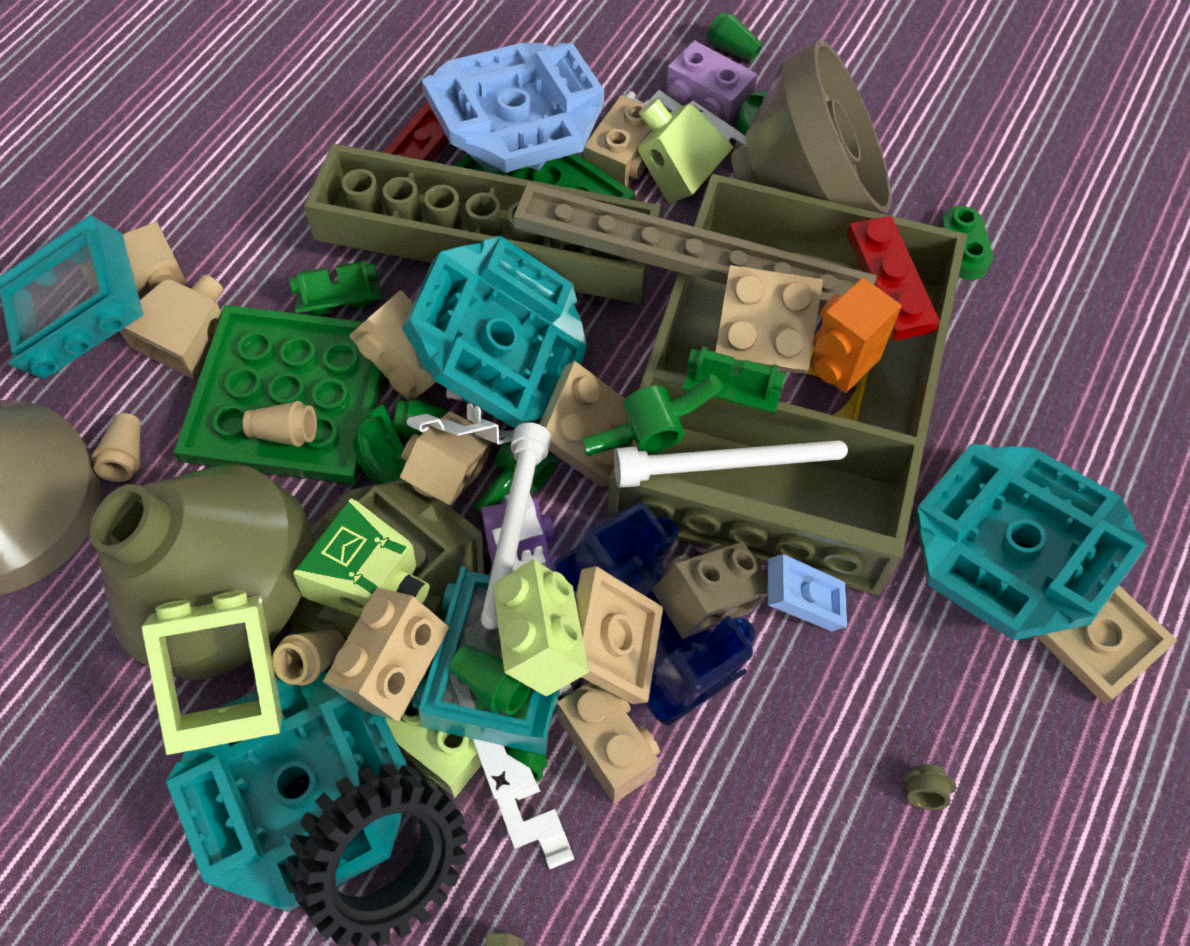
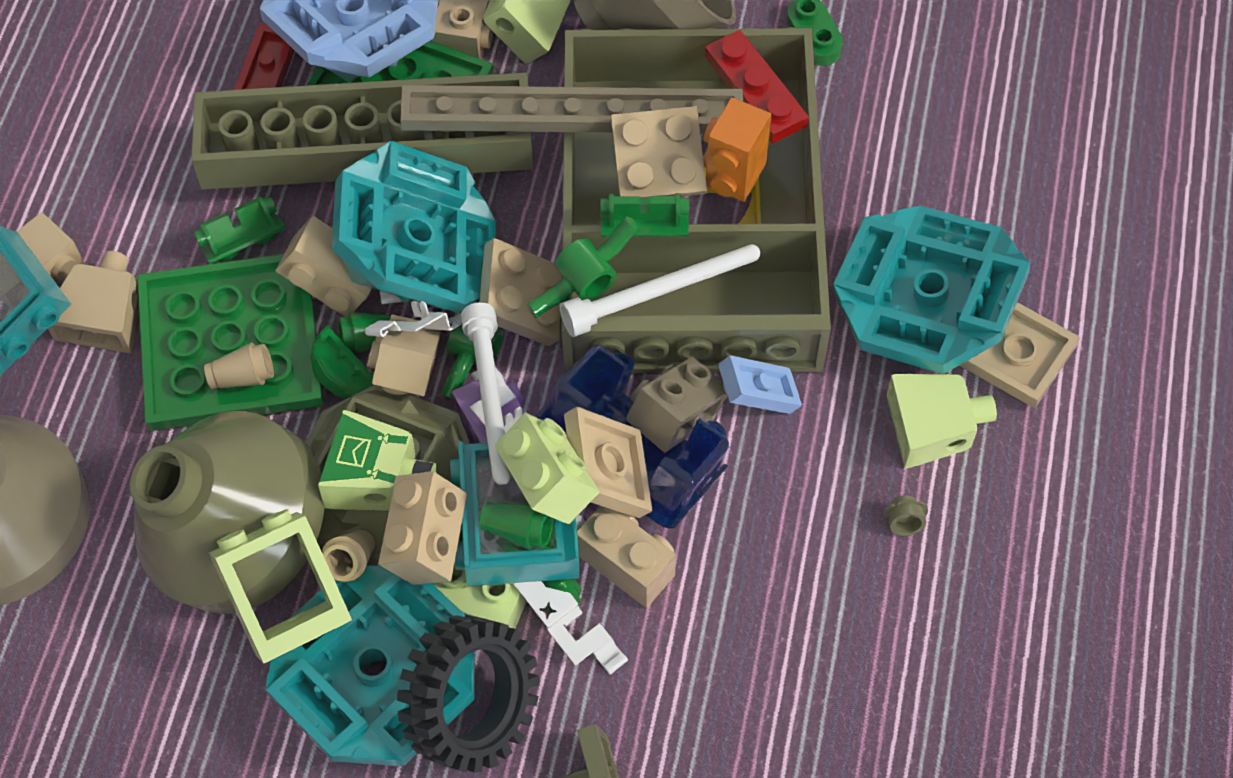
camera: 15 degrees left, 0 degrees up
(119, 449) = (90, 435): tan cone -> none
(991, 682) = (935, 415): none -> yellowish green torso

